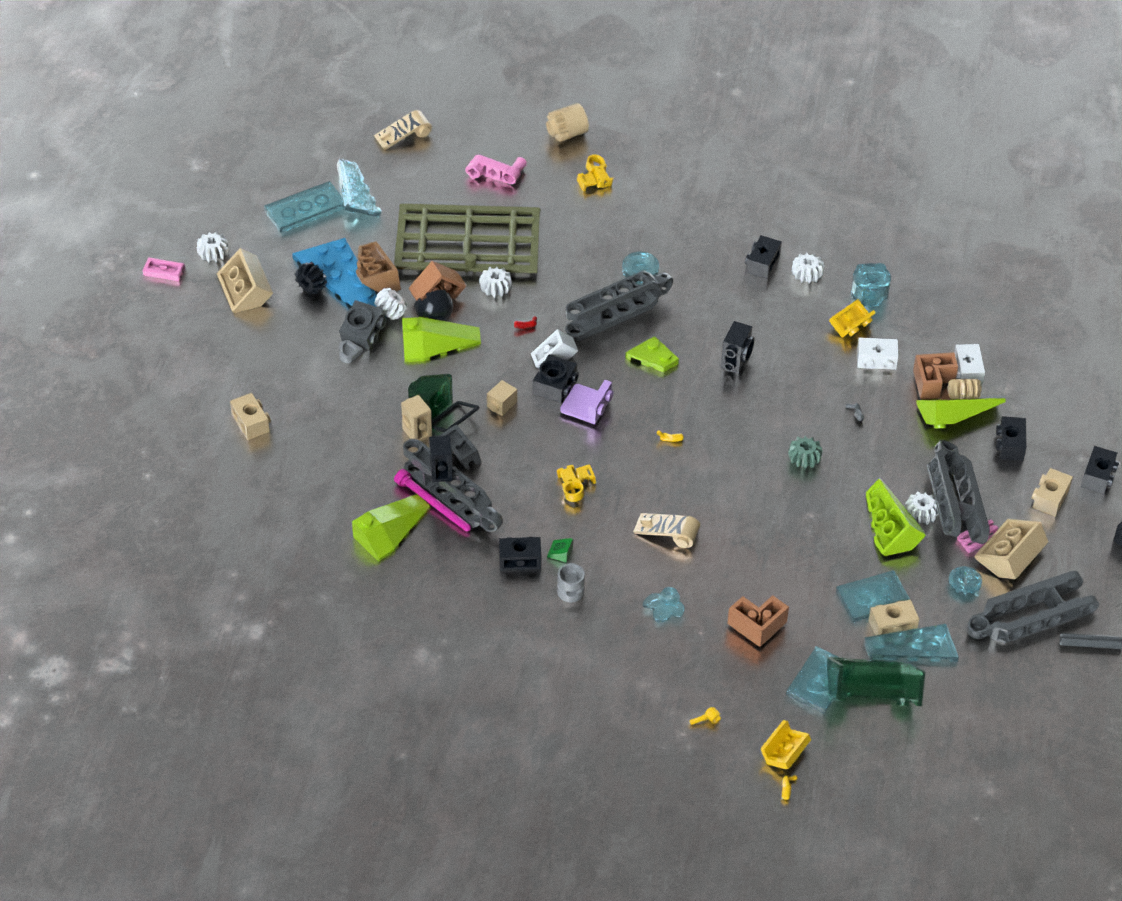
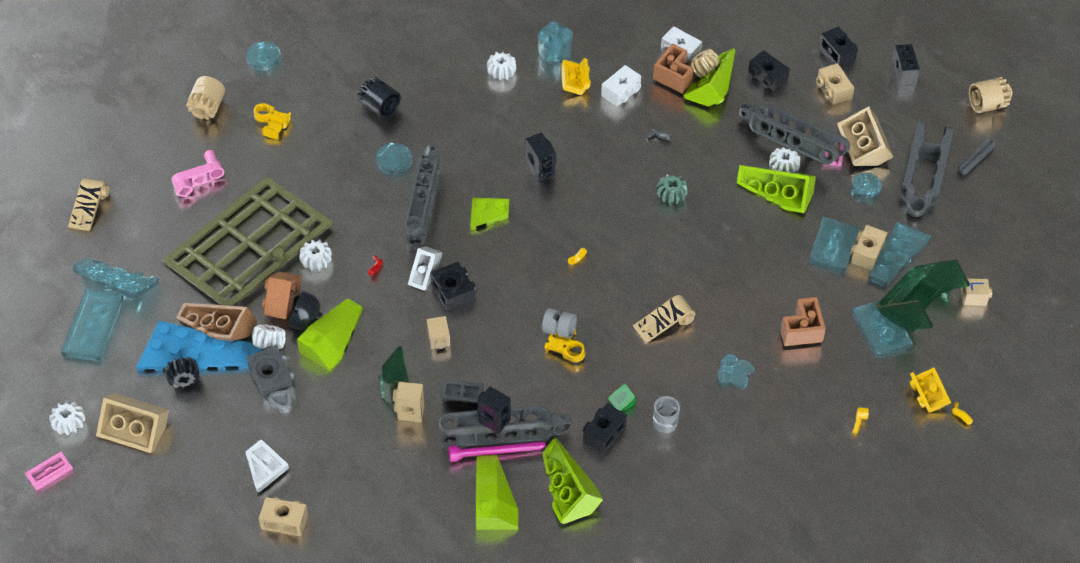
camera: 50 degrees left, 5 degrees up
(282, 378) = (264, 465): none -> white wing
(445, 566) = (571, 487): none -> lime wedge
(476, 408) = (438, 372): black piece -> none
(583, 460) = (559, 323): none -> light grey wheel
(587, 402) = (497, 282): lavender bracket -> none
(651, 128) = (263, 56): none -> clear light blue tile
(684, 217) = (379, 97): none -> black gear
(763, 256) = (464, 82): black brick -> none
(929, 722) = (977, 293): none -> tan brick

